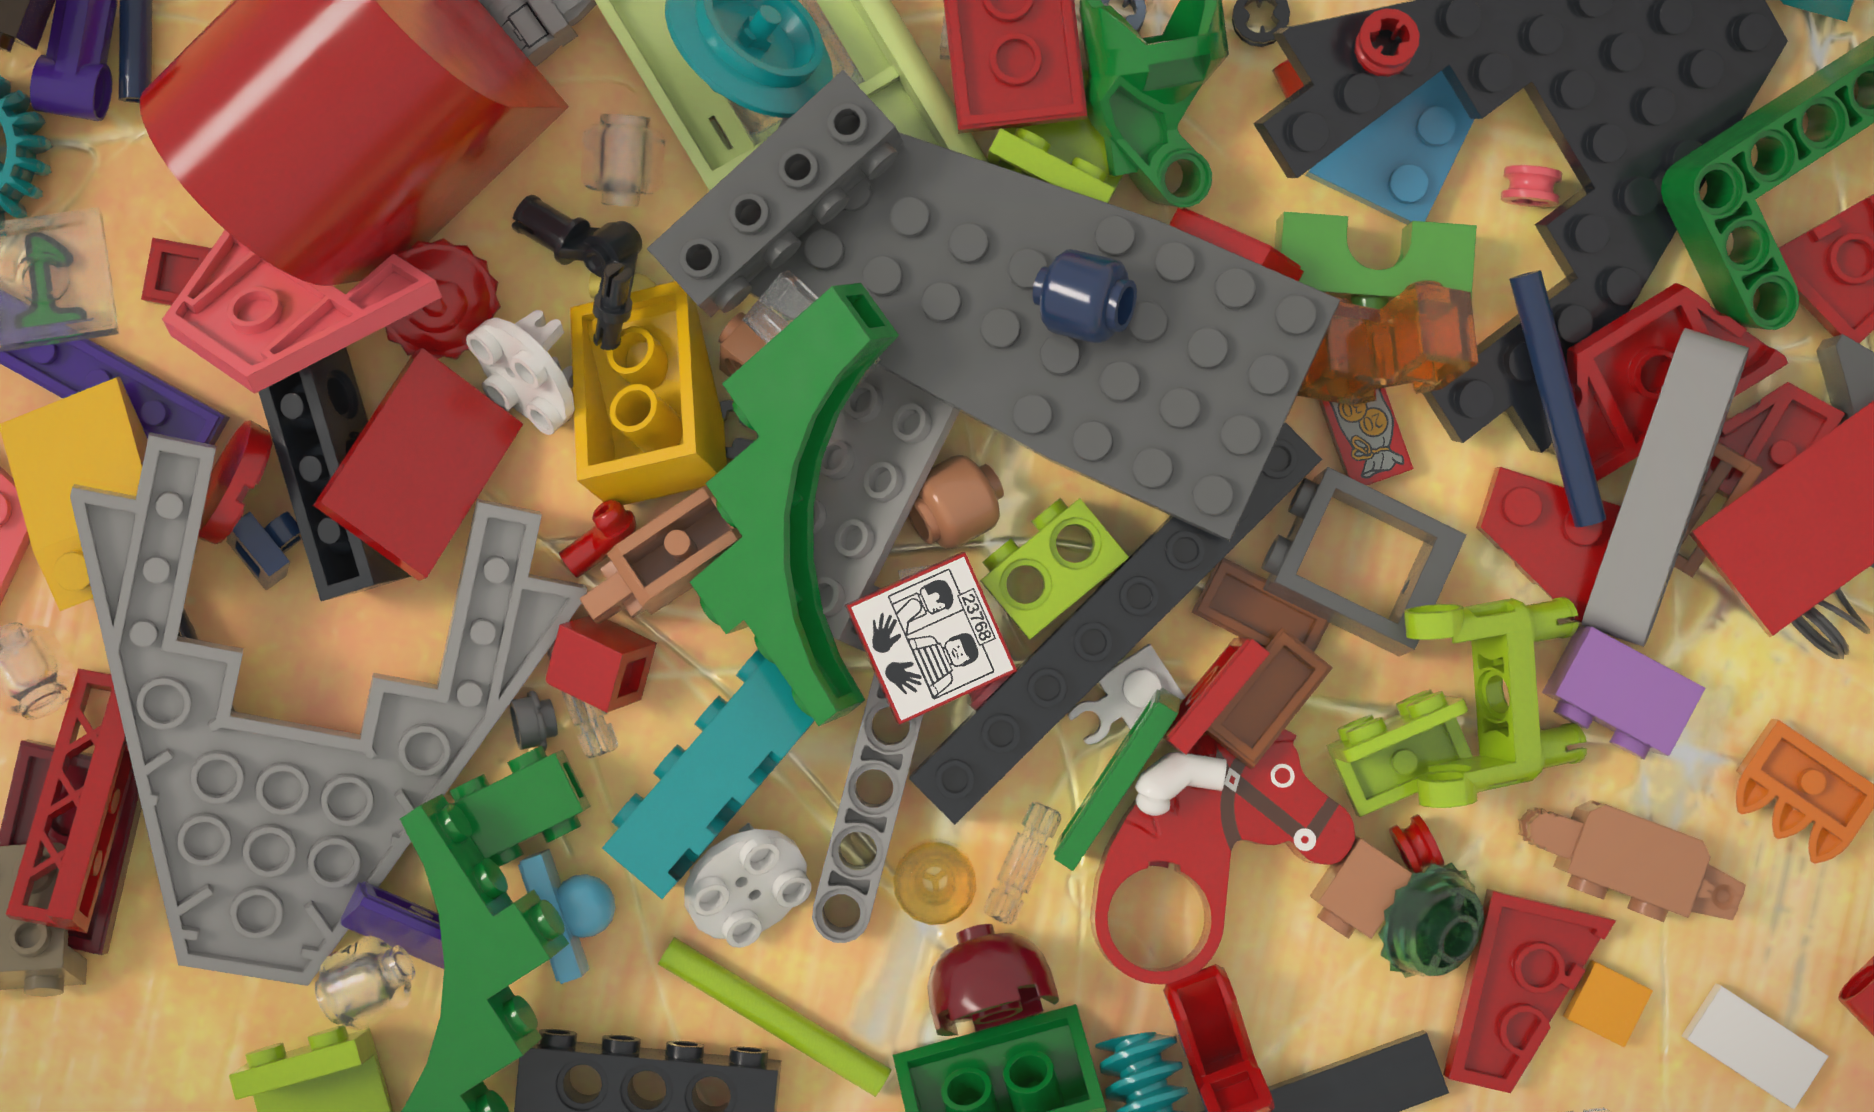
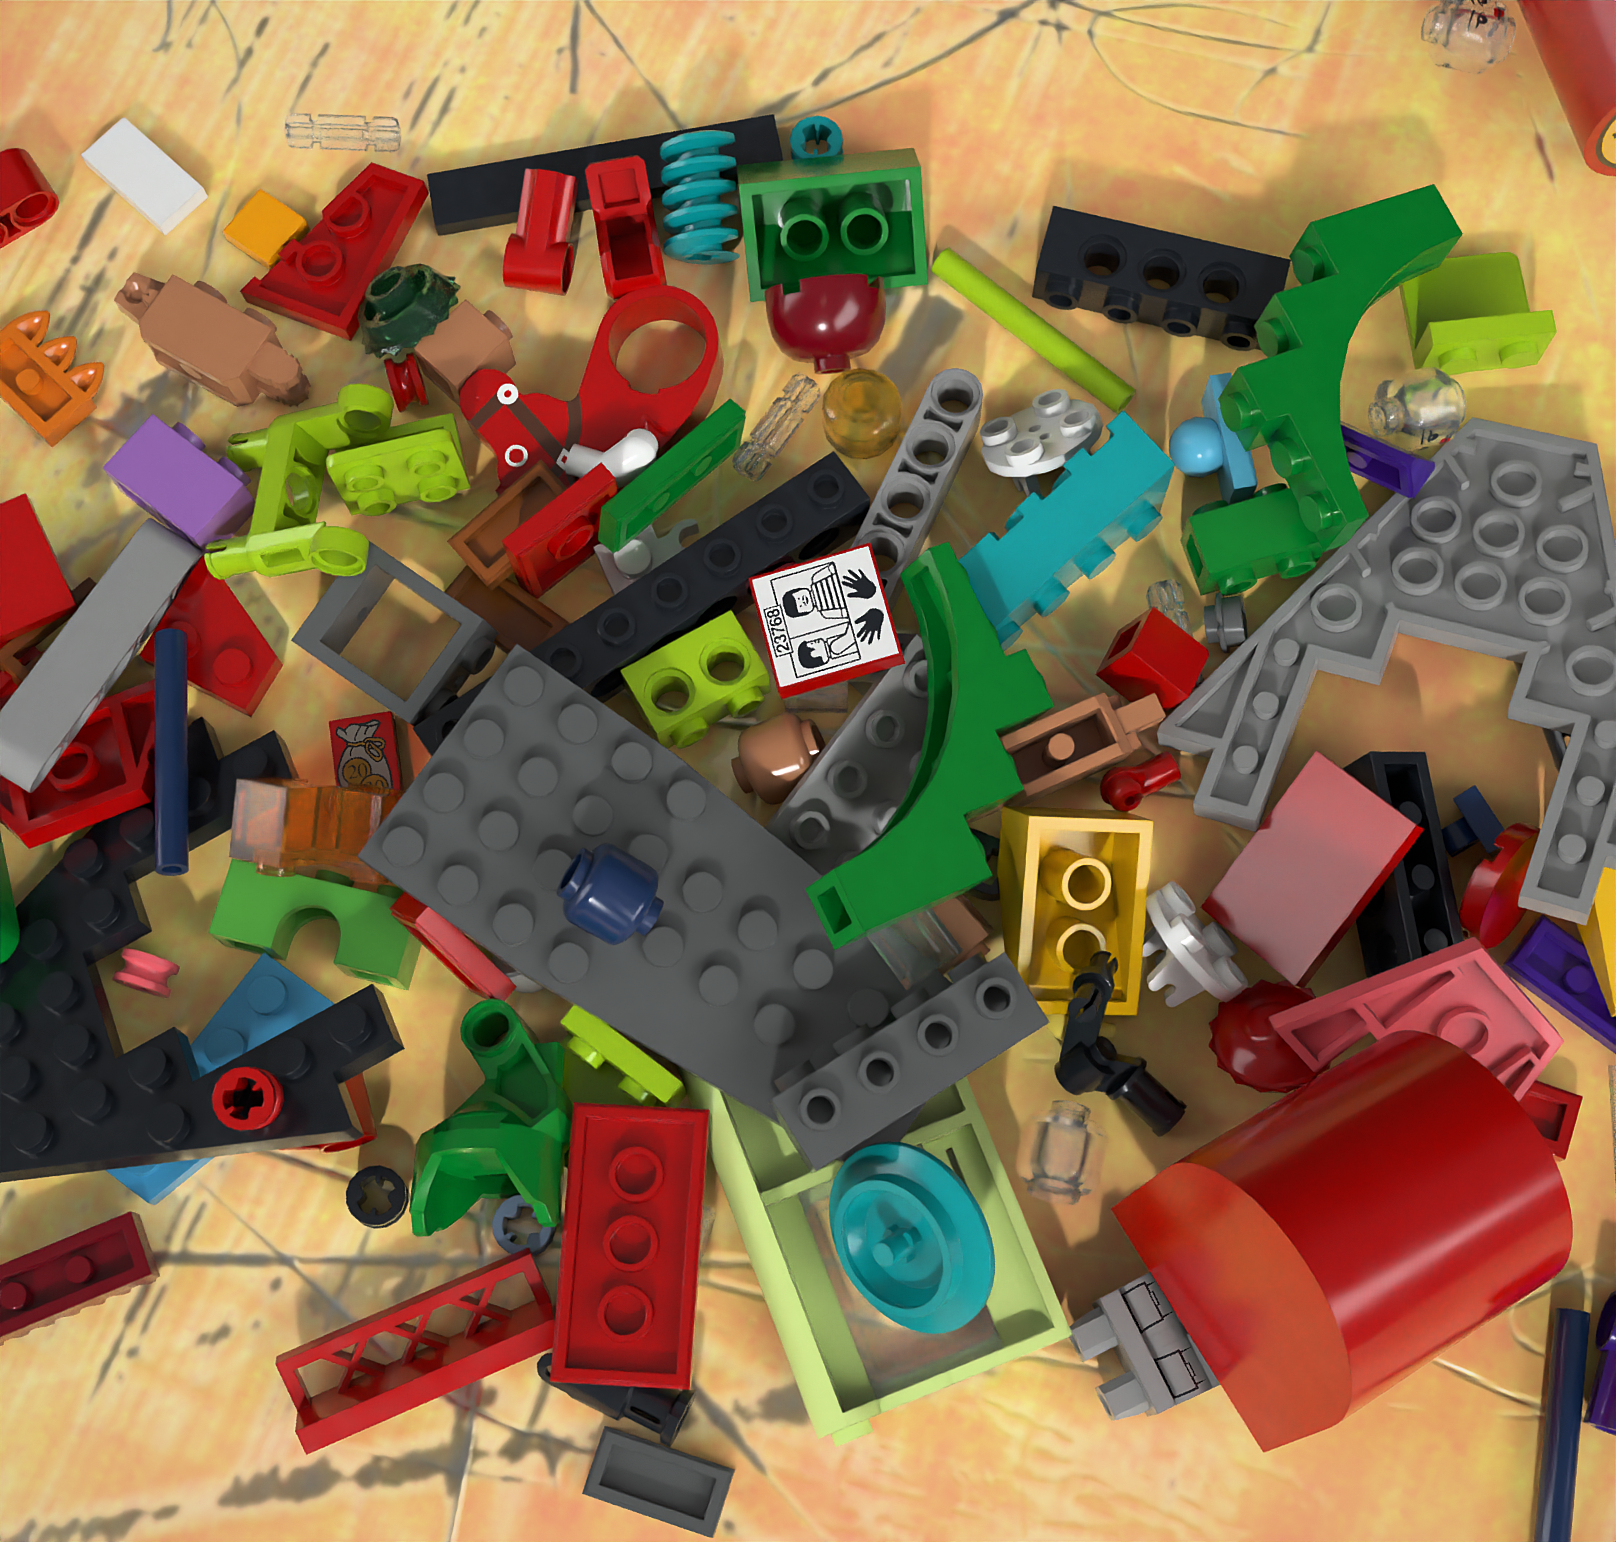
camera: 165 degrees left, 15 degrees down
(1308, 1018) = (541, 251): none -> red piece

